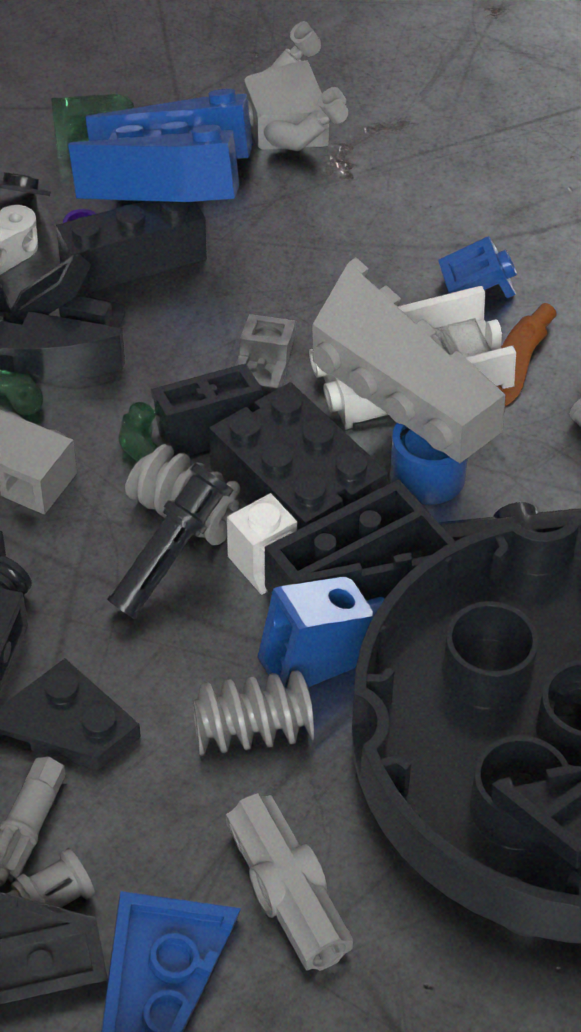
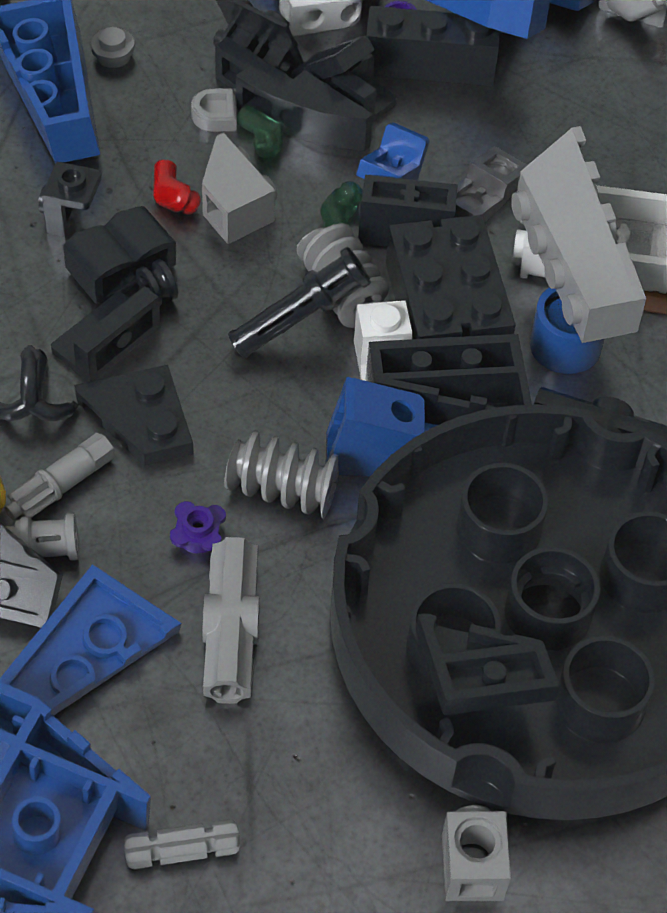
camera: 25 degrees right, 5 degrees up
(164, 358) = (398, 156): none -> blue bracket
(200, 819) = (197, 539): none -> dark purple plate

